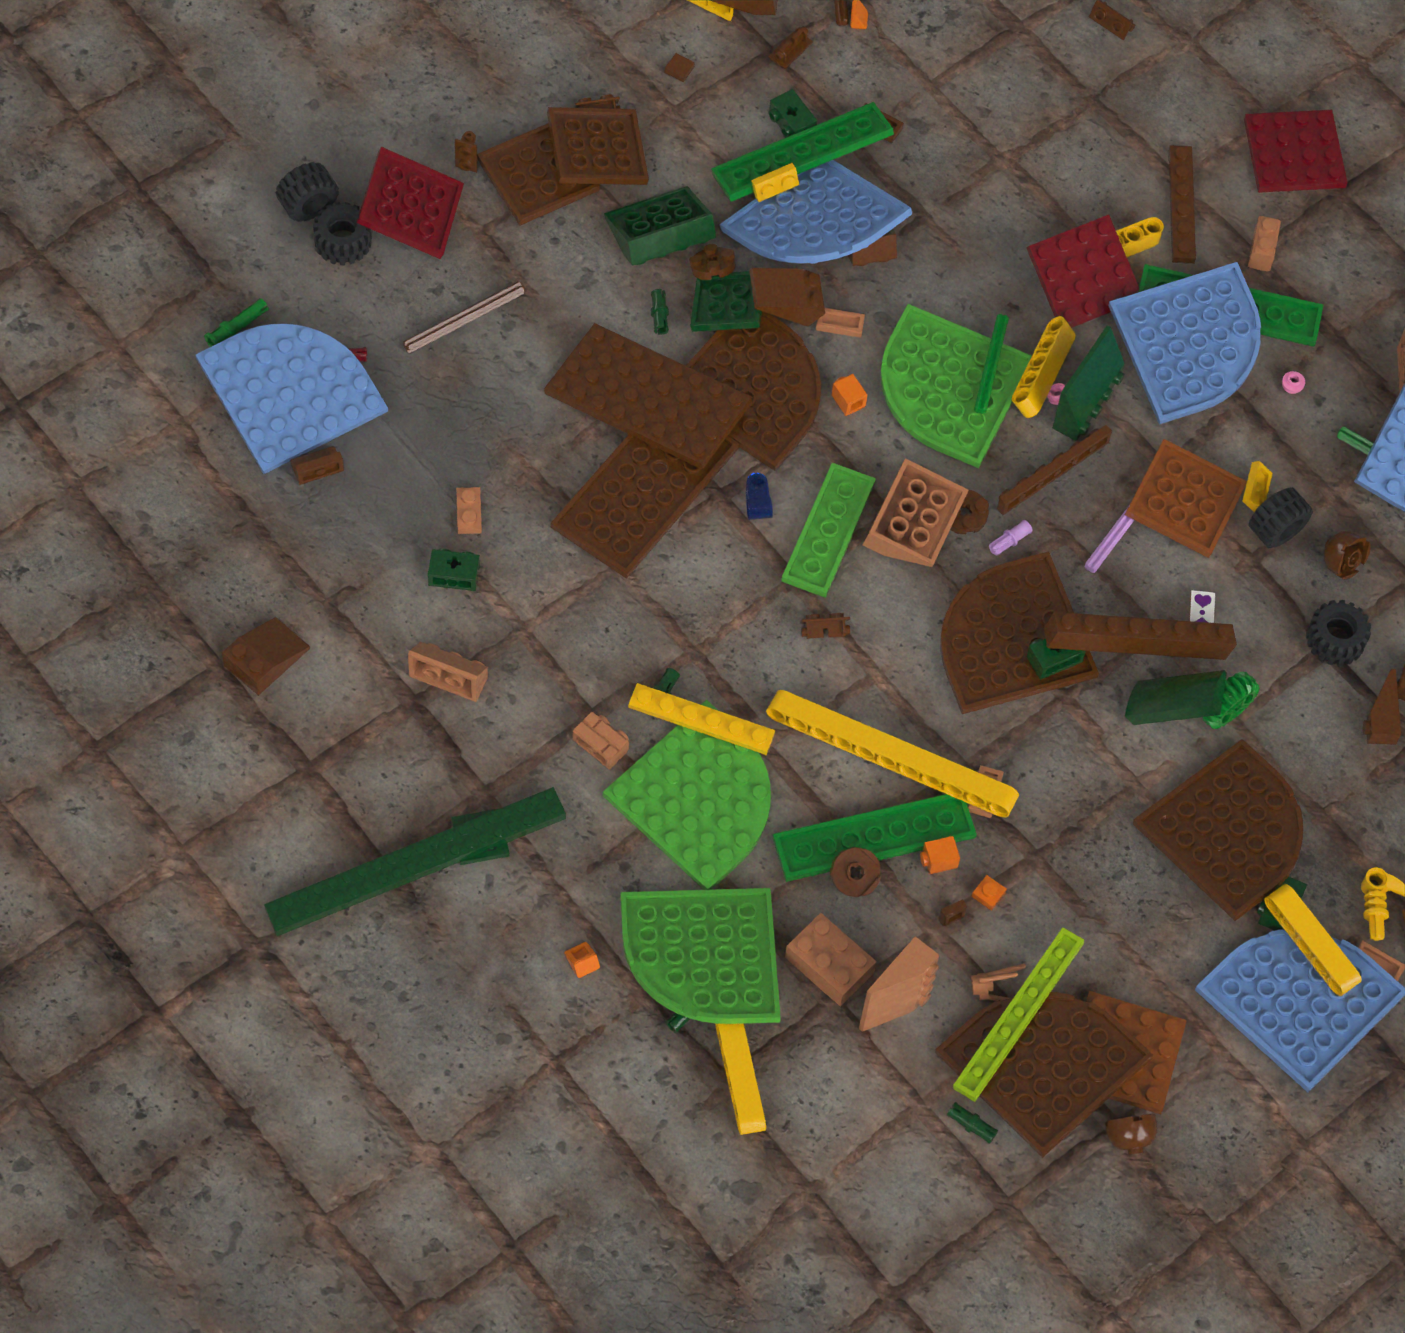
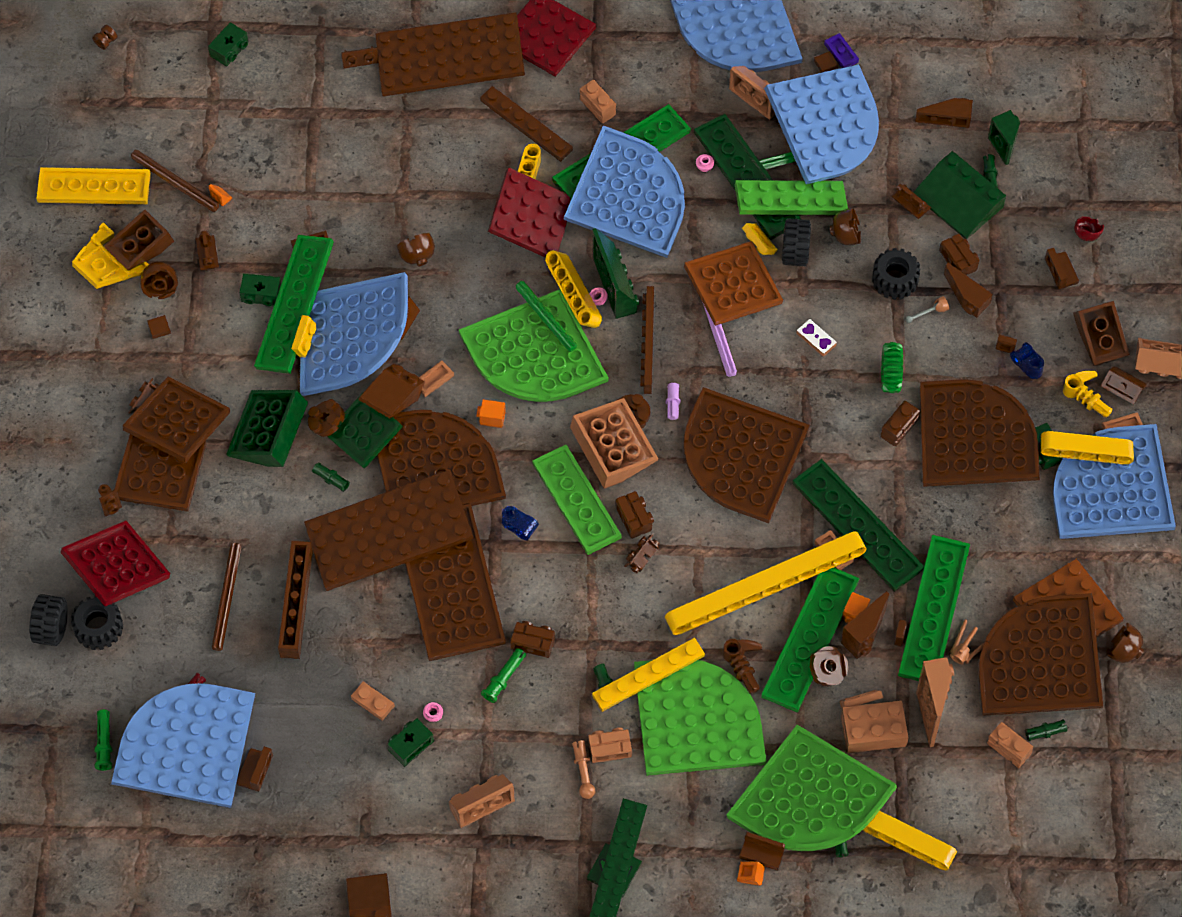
camera: 45 degrees left, 0 degrees up
(502, 561) = (433, 707): none -> bright pink plate
(508, 371) = (295, 600): none -> reddish brown brick
(541, 754) = (586, 790): none -> nougat pin
(580, 600) = (498, 682): none -> green pin
(611, 952) = (763, 850): none -> reddish brown panel
(649, 596) = (533, 639): none -> reddish brown brick
(722, 30) = (159, 280): none -> reddish brown cylinder
(789, 790) = (739, 663): none -> reddish brown piece
(850, 927) = (861, 698): none -> nougat tile
(858, 589) = (633, 514): none -> reddish brown brick
(924, 1098) = (1010, 745): none -> nougat brick
(927, 875) = (862, 630): none -> reddish brown slope
(954, 208) = (417, 250): none -> reddish brown cylinder
(989, 892) = (901, 602): orange plate -> none
(1014, 924) = (934, 605): none -> green plate
(1018, 1014) = (1003, 647): lime plate -> none
(1037, 779) = (850, 514): none -> dark green plate
(1050, 660) = (778, 447): dark green brick -> none
(1139, 636) = (810, 381): reddish brown brick -> none
(1176, 698) = (868, 394): dark green slope -> none
(1178, 752) = (900, 423): none -> reddish brown brick
(1189, 87) = (449, 54): none -> reddish brown plate
(1317, 424) = (738, 163): none -> dark green plate
(1327, 480) = (790, 197): none -> bright green plate
(1345, 698) = (940, 305): none -> hinge
(1361, 788) = (1006, 344): none -> reddish brown tile
(1363, 819) = (1026, 358): none -> clear blue piece

